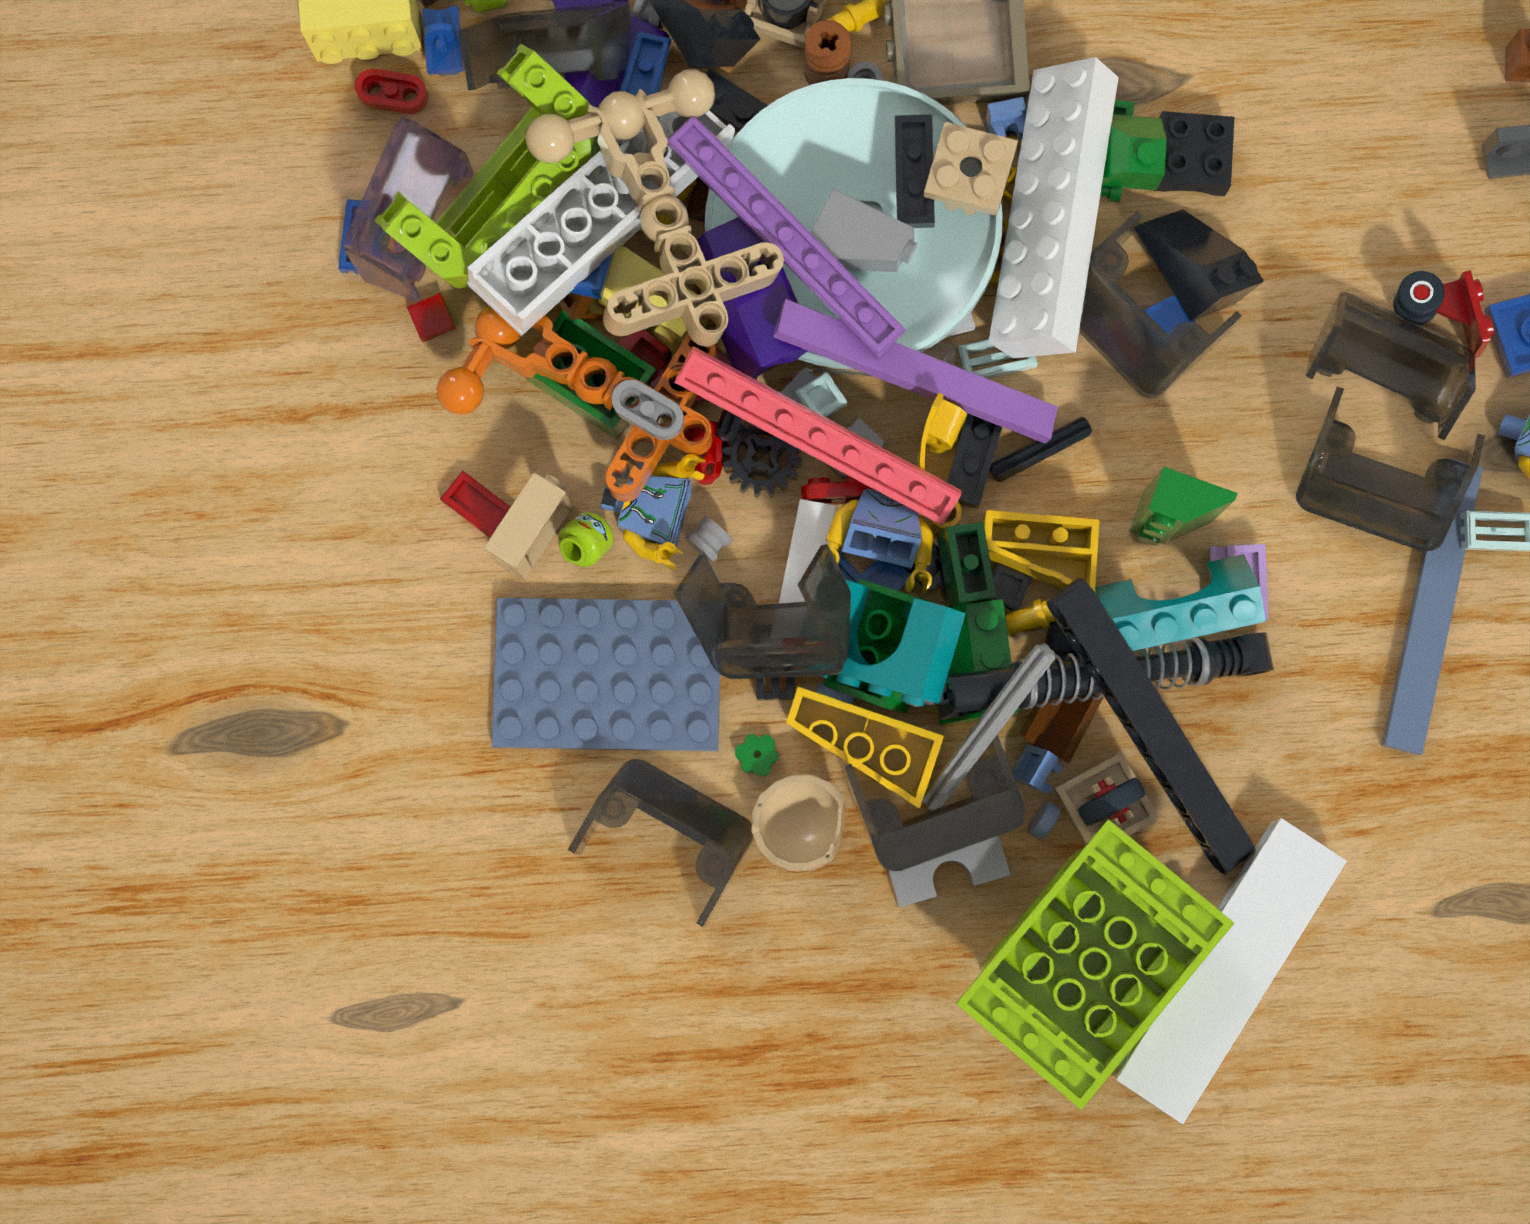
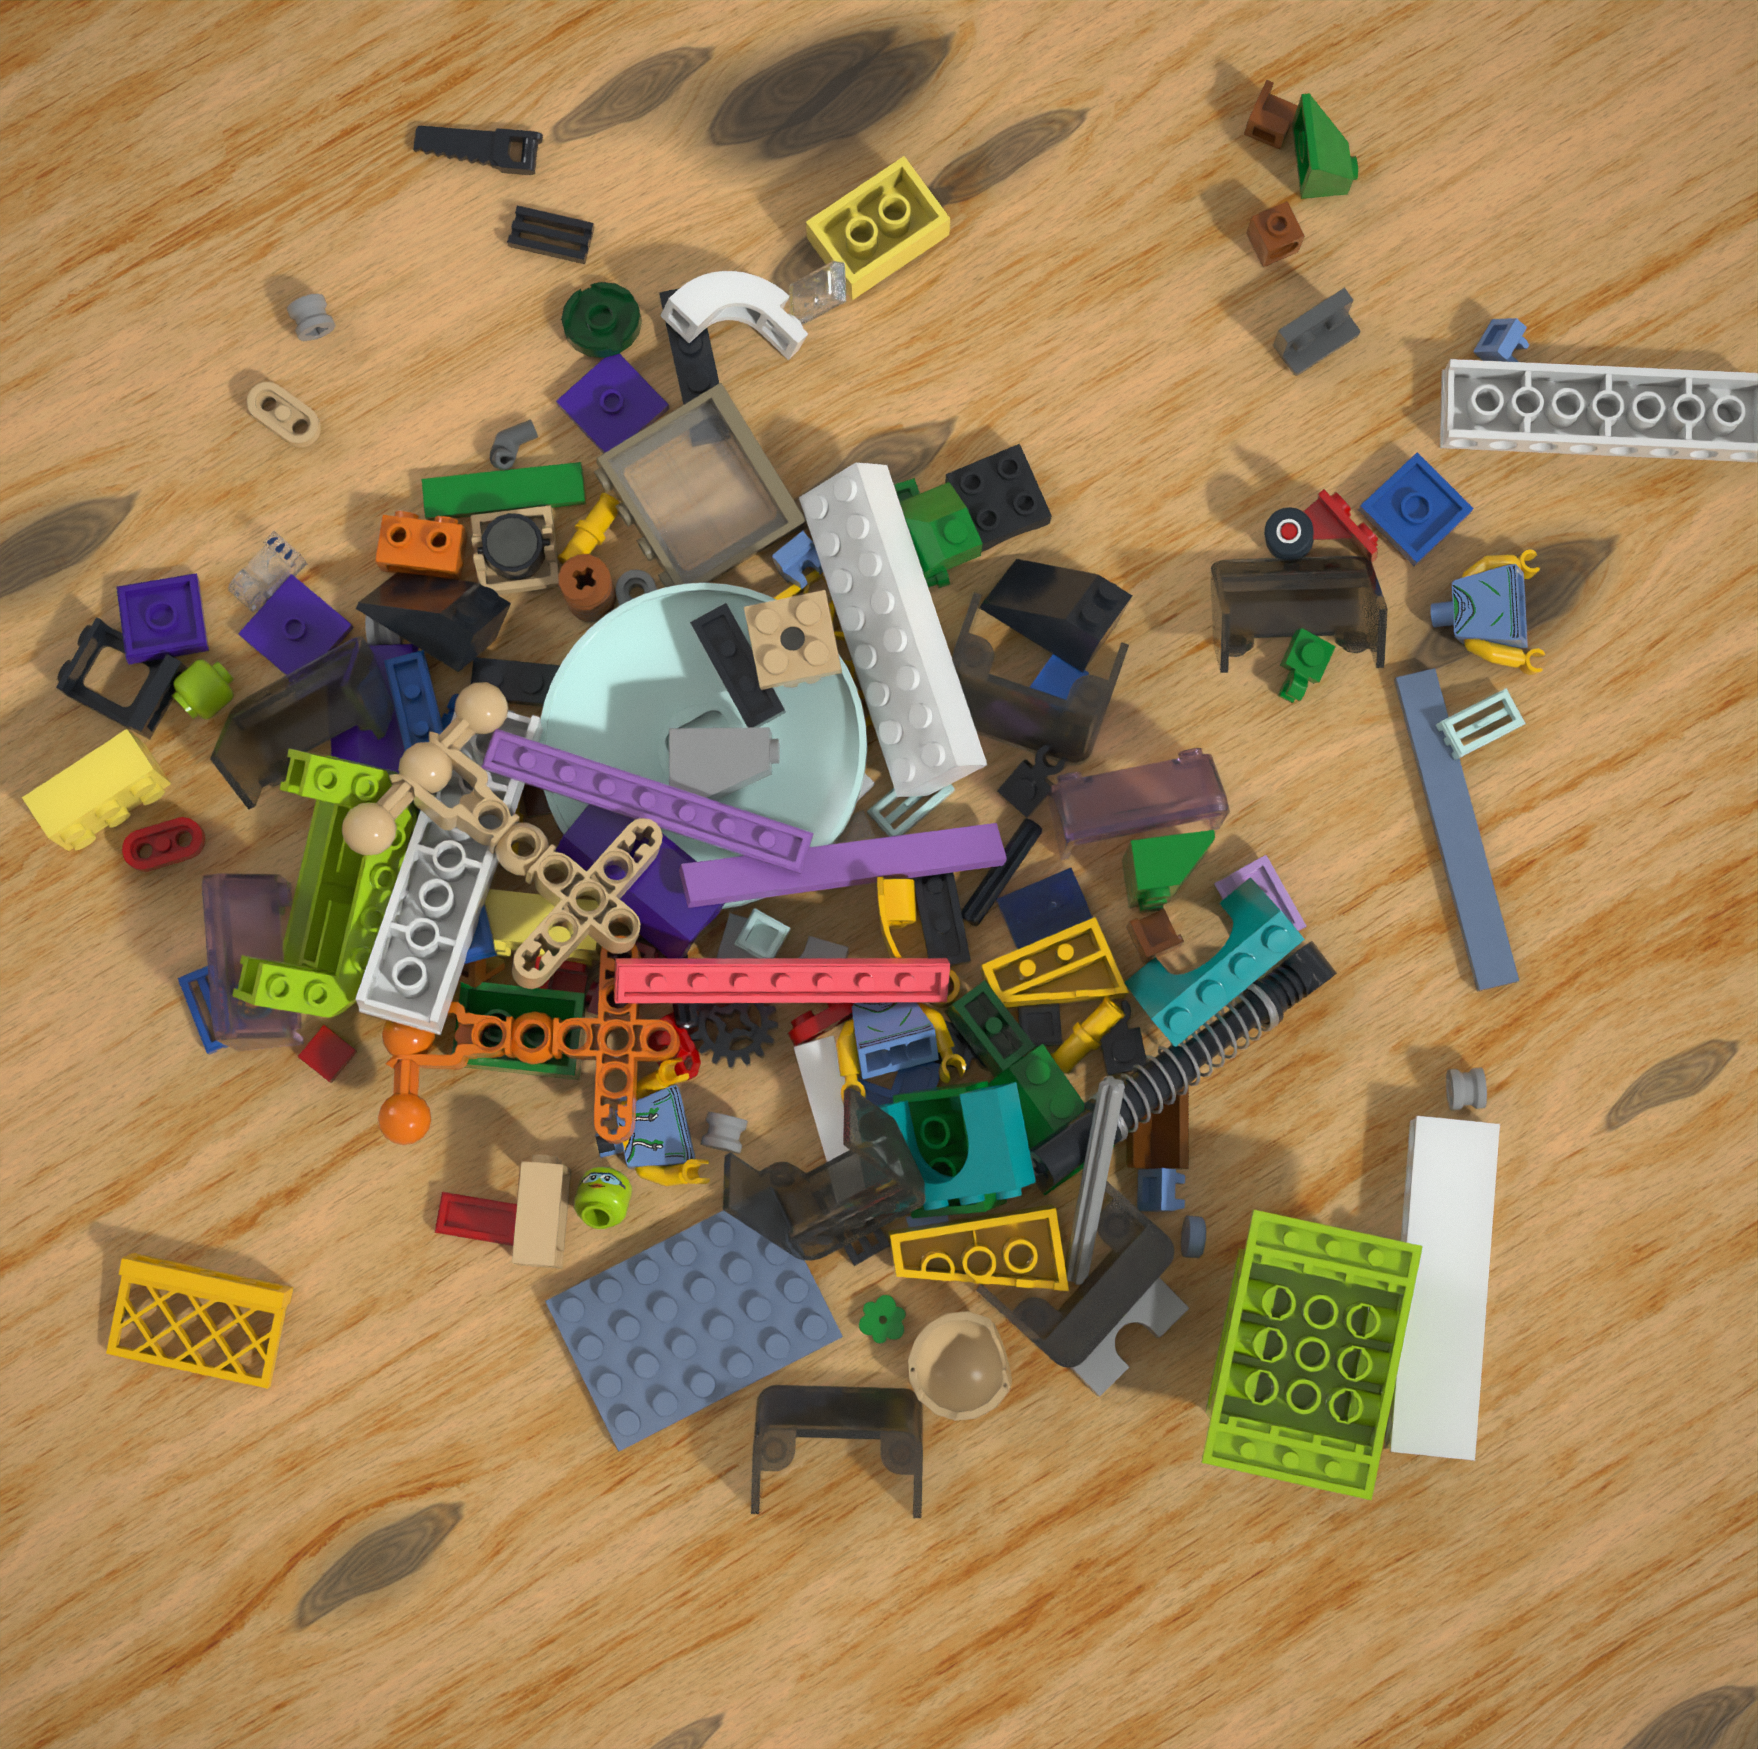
camera: 30 degrees left, 0 degrees up
(241, 446) = (205, 1284): none -> yellow fence
(442, 41) = (190, 767): blue hips -> none
(649, 410) = (604, 1043): light grey plate -> none
(1060, 493) = (1044, 908): none -> clear blue plate
(1100, 390) = (1030, 783): none -> black plate
(1106, 793) = (1240, 1181): tan plate -> none
(1138, 563) = (1154, 936): none -> dark orange panel
(1150, 725) = (1247, 1095): black beam -> none
(1184, 442) = (1137, 800): none -> windscreen
(1332, 818) = (1466, 1088): none -> light grey wheel
(1377, 408) = (1306, 661): none -> green plate
(1380, 496) = (1348, 748): clear smoke windscreen -> none

